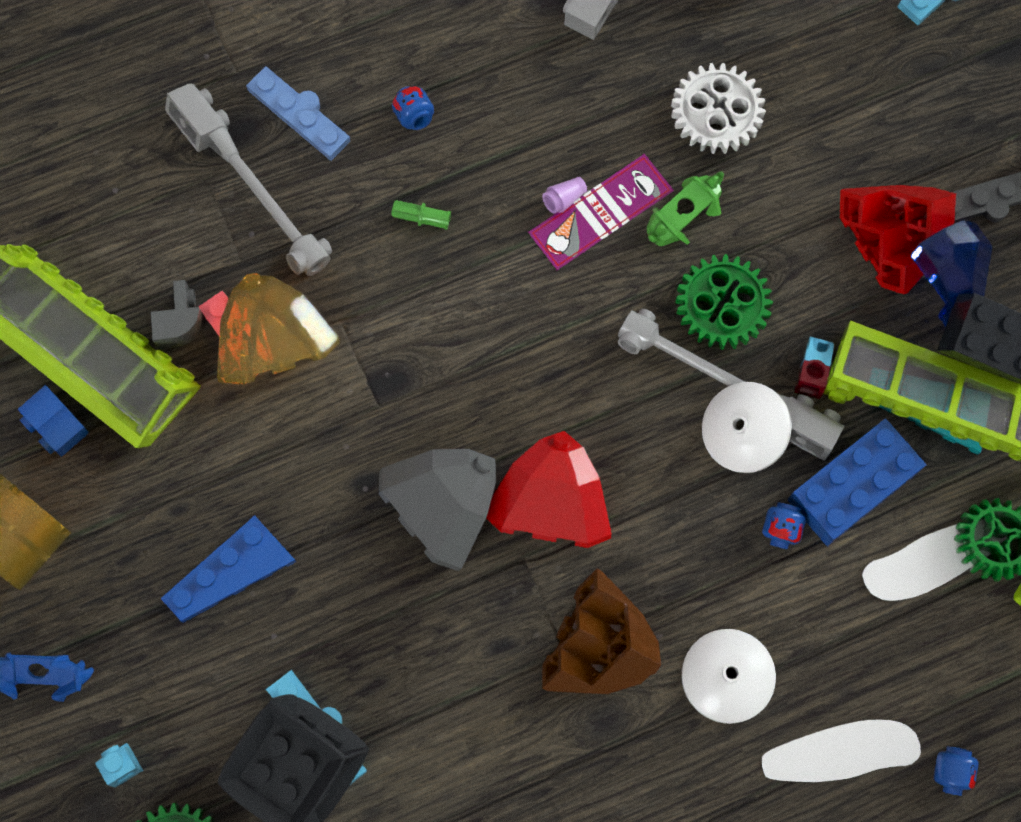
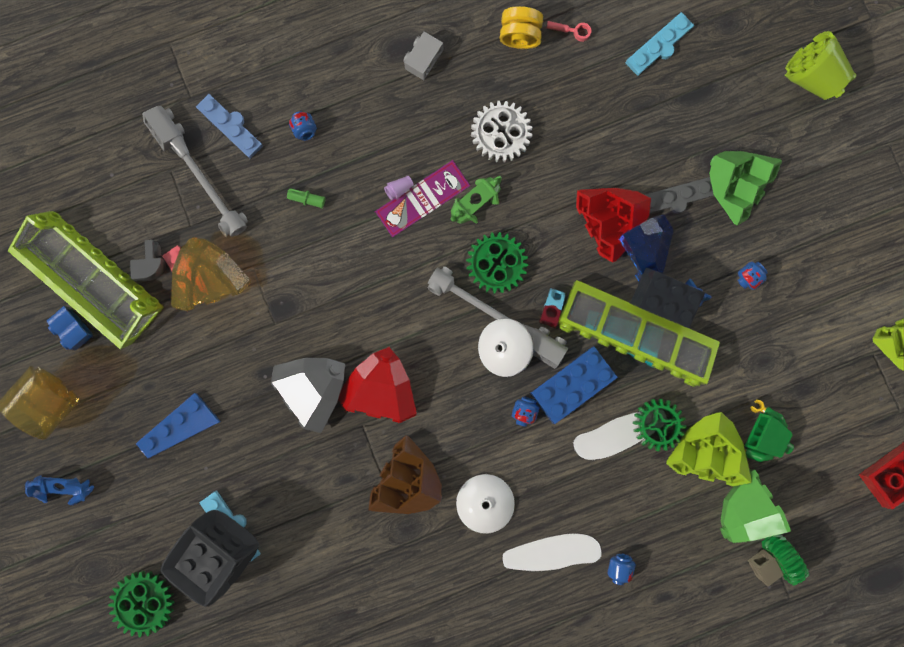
camera: 10 degrees right, 10 degrees up
(118, 765) = (107, 546): medium azure brick -> none

